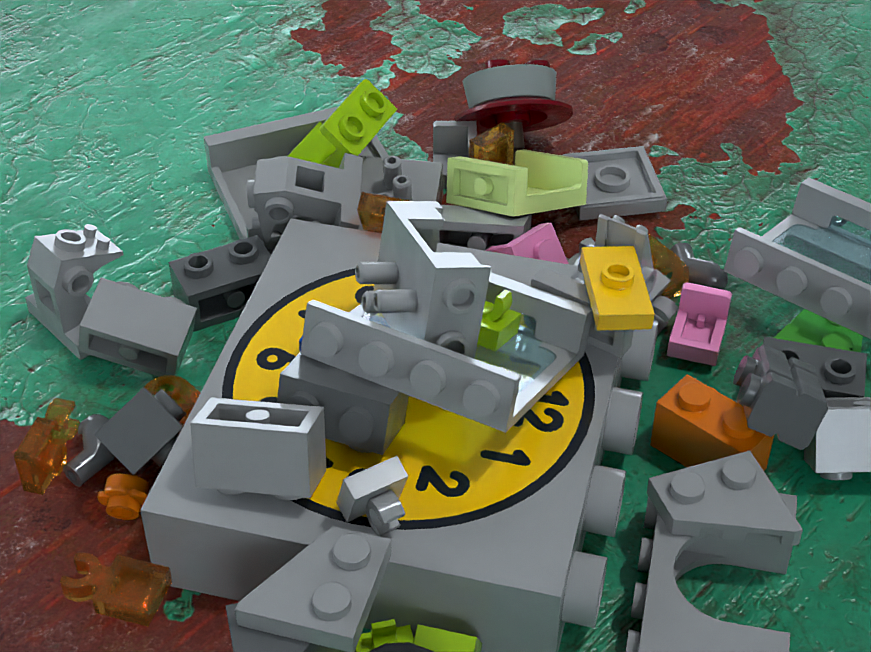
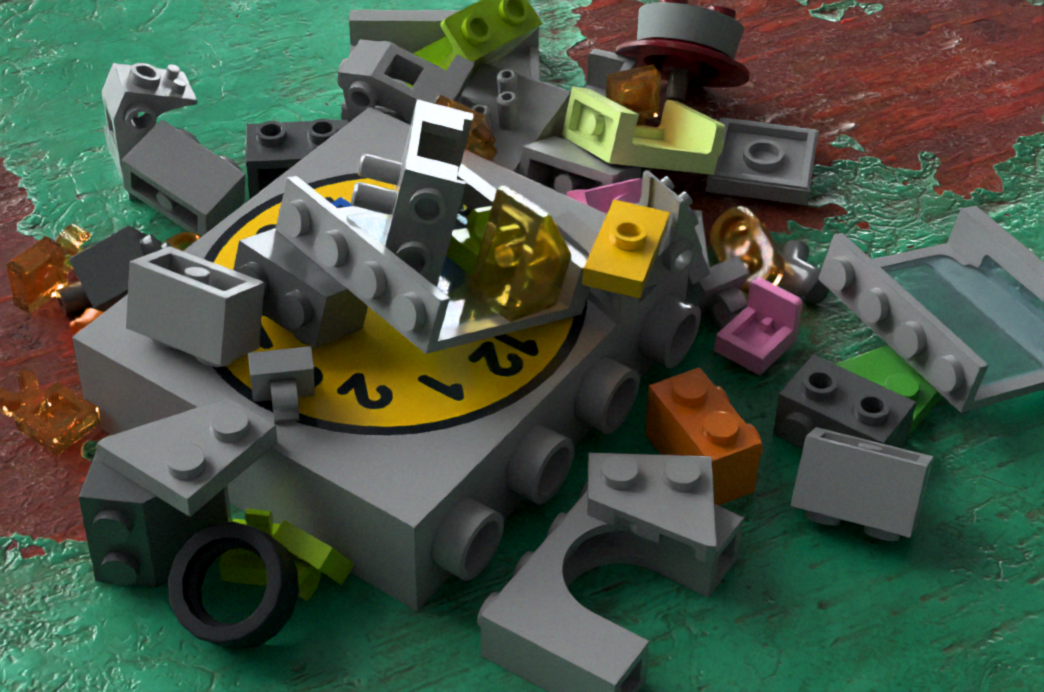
camera: 20 degrees right, 0 degrees up
(538, 320) = (519, 258): none -> clear yellow slope
(780, 396) = (772, 410): dark grey brick -> none

